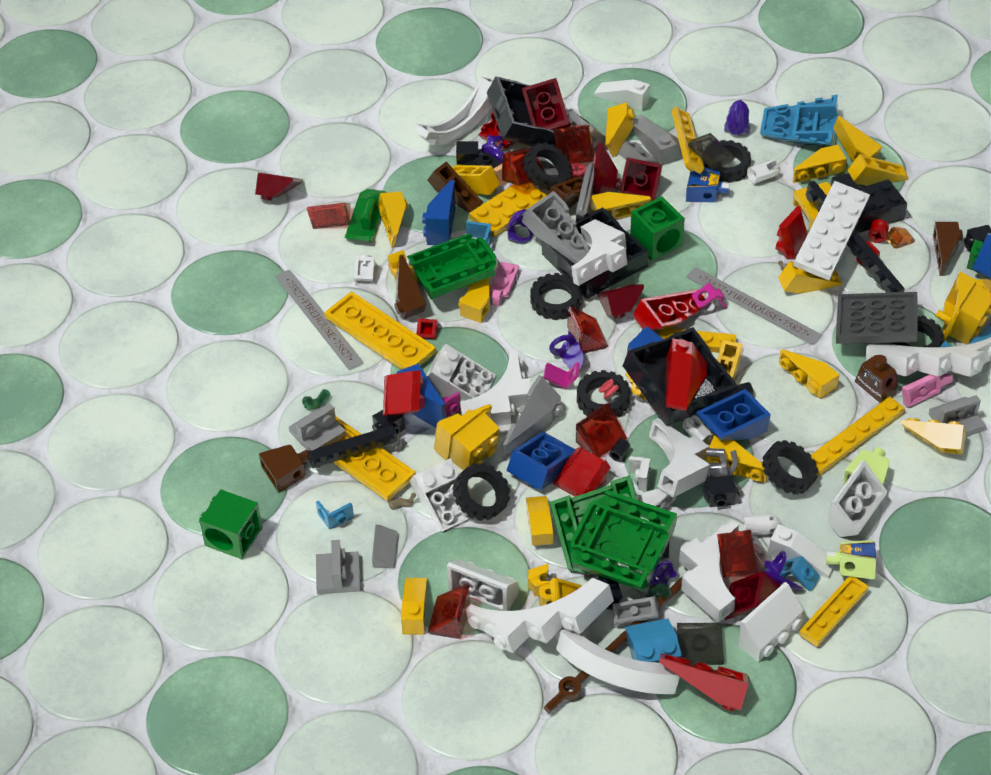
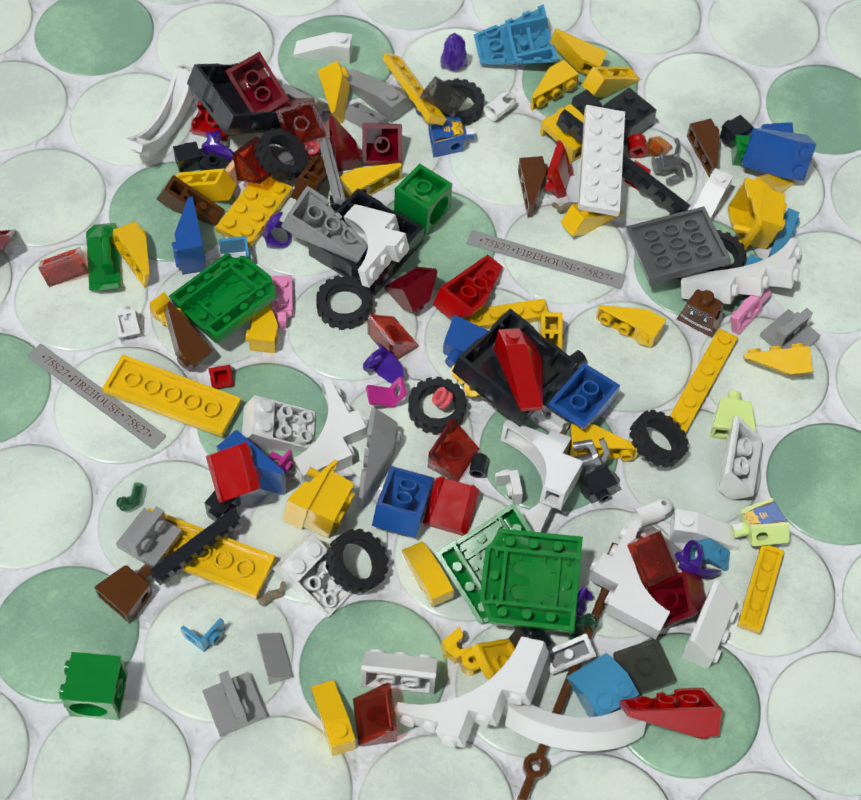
camera: 25 degrees left, 10 degrees up
(712, 295) = (508, 259): dark pink bracket -> none
(765, 239) = (532, 179): none -> reddish brown slope
(902, 252) = (667, 163): none -> flat silver piece
(934, 285) = (714, 191): none -> white slope

